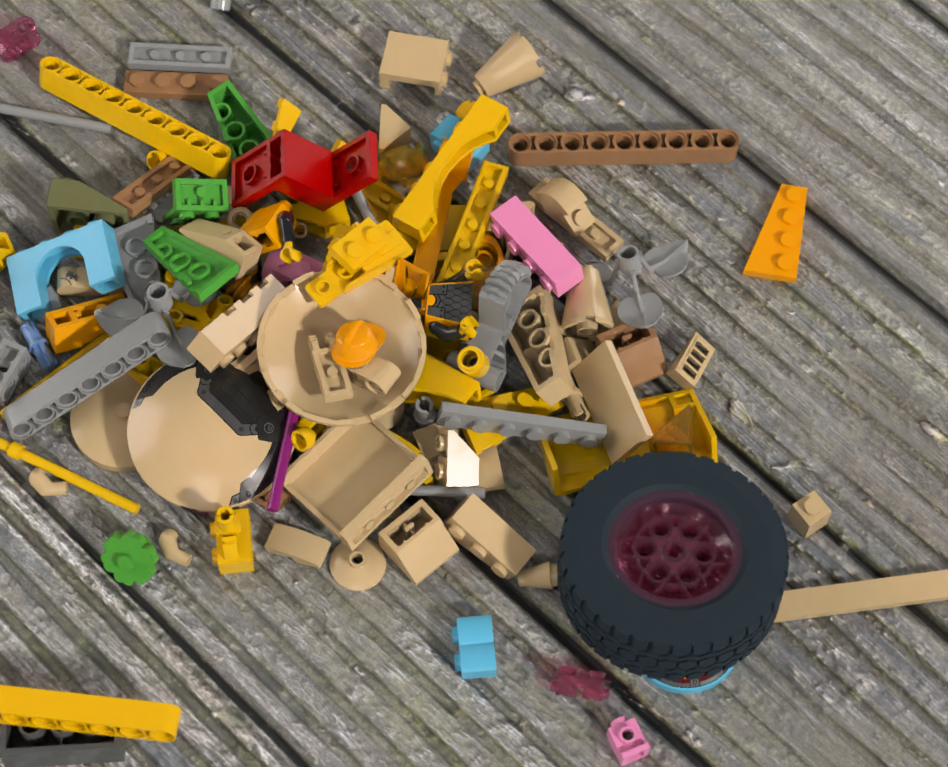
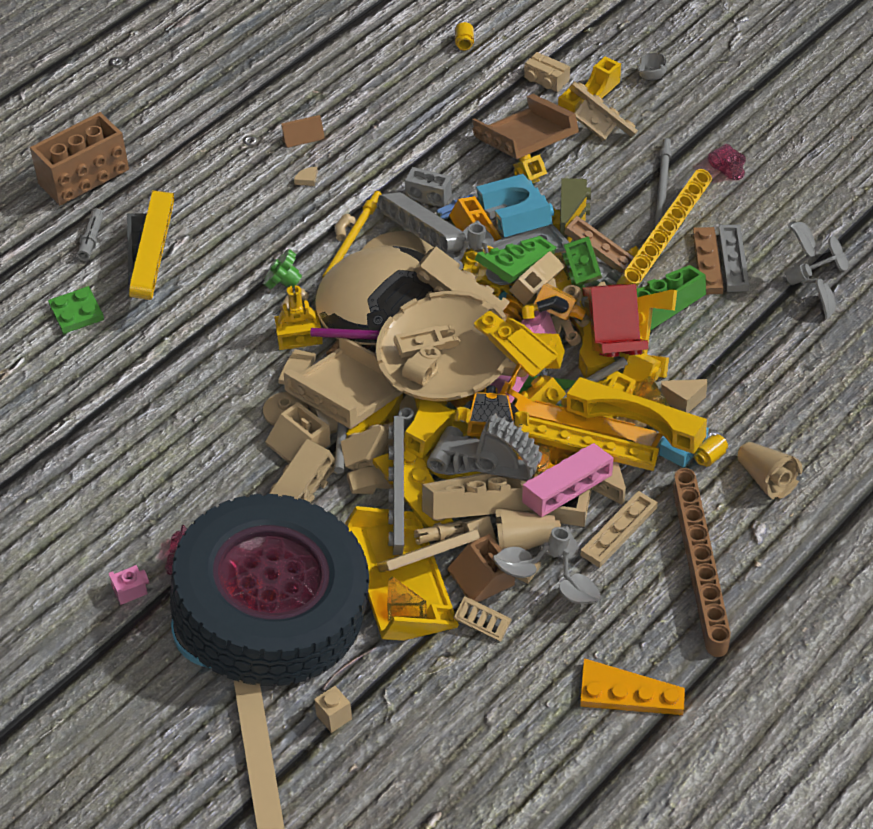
camera: 90 degrees right, 15 degrees down
(303, 438) = (369, 341): yellow hinge -> none
(357, 343) = (447, 350): light orange piece -> none
(359, 245) = (524, 332): yellow bracket -> none
(415, 61) = (760, 405): tan panel -> none
(468, 356) = (439, 430): yellow brick -> none
(476, 647) = (210, 481): medium azure brick -> none
(567, 201) = (621, 504): tan brick -> none

